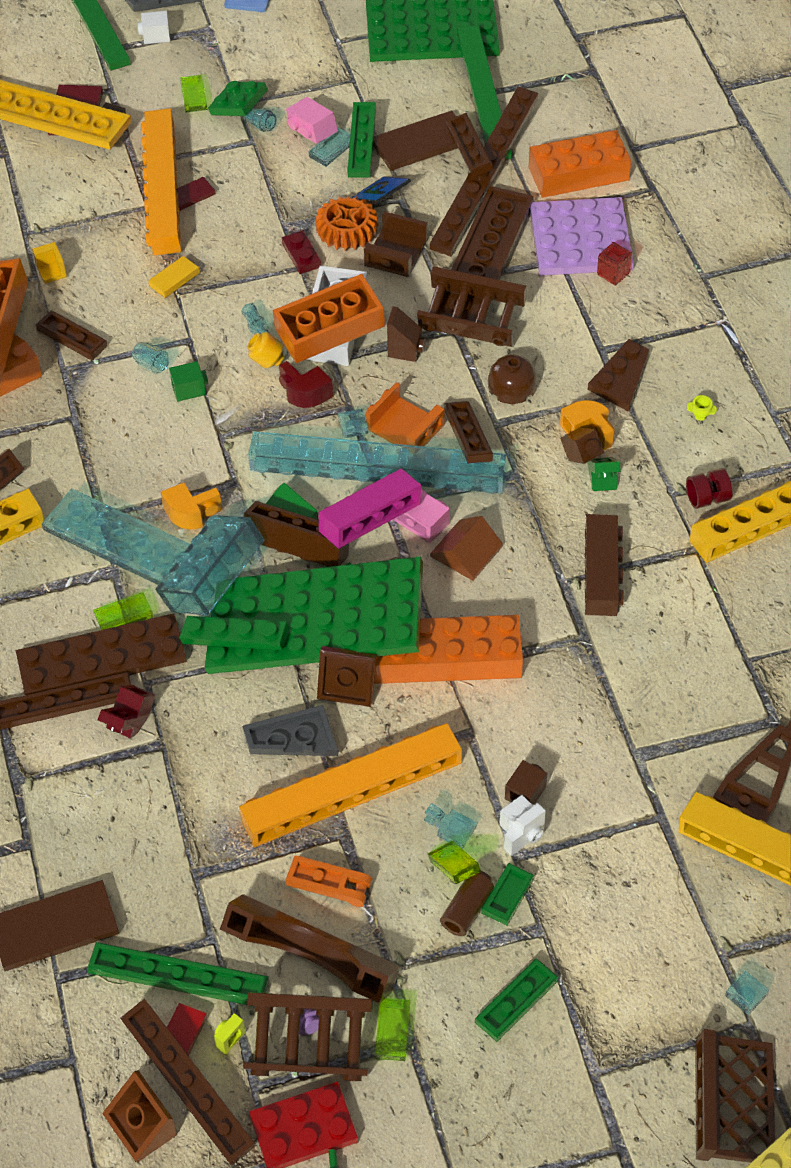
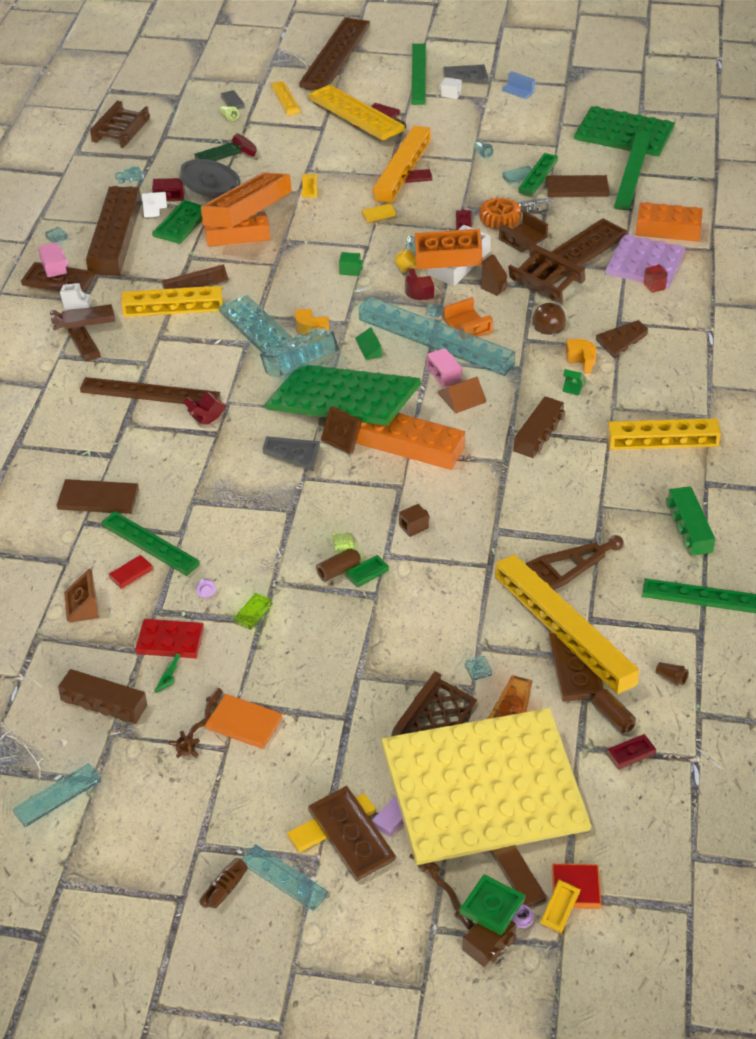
camera: 25 degrees right, 10 degrees down
(71, 335) = (299, 225): reddish brown tile -> none
(101, 653) = (227, 381): reddish brown plate -> none
(123, 612) = (237, 364): clear neon green tile -> none
(150, 357) = (336, 246): clear light blue brick -> none
(188, 1082) = (118, 591): reddish brown plate -> none
(193, 93) = (452, 127): clear neon green tile -> none
(229, 1033) = (157, 578): neon yellow plate -> none
(234, 632) = (290, 388): green plate -> none
(237, 98) = (476, 134): green plate -> none
(295, 535) = (360, 353): reddish brown brick -> none
(295, 1006) = (199, 571): reddish brown fence -> none
(311, 120) = (513, 156): bright pink brick -> none
(328, 880) = (265, 527): orange plate -> none
(350, 784) = (309, 485): light orange brick -> none
(354, 966) = (249, 570): reddish brown arch -> none
(369, 508) = (408, 348): dark pink brick -> none
(451, 827) = (358, 527): clear light blue plate -> none
(468, 432) = (500, 335): reddish brown tile -> none
(469, 145) = (602, 192): reddish brown tile -> none
(474, 189) = (606, 208): reddish brown plate -> none
(516, 999) = (336, 623): green tile -> none
(522, 823) = (397, 538): white brick -> none
(582, 445) = (568, 361): reddish brown brick -> none
(701, 407) = (662, 368): neon yellow plate -> none
(712, 487) = (629, 411): dark red wheel -> none

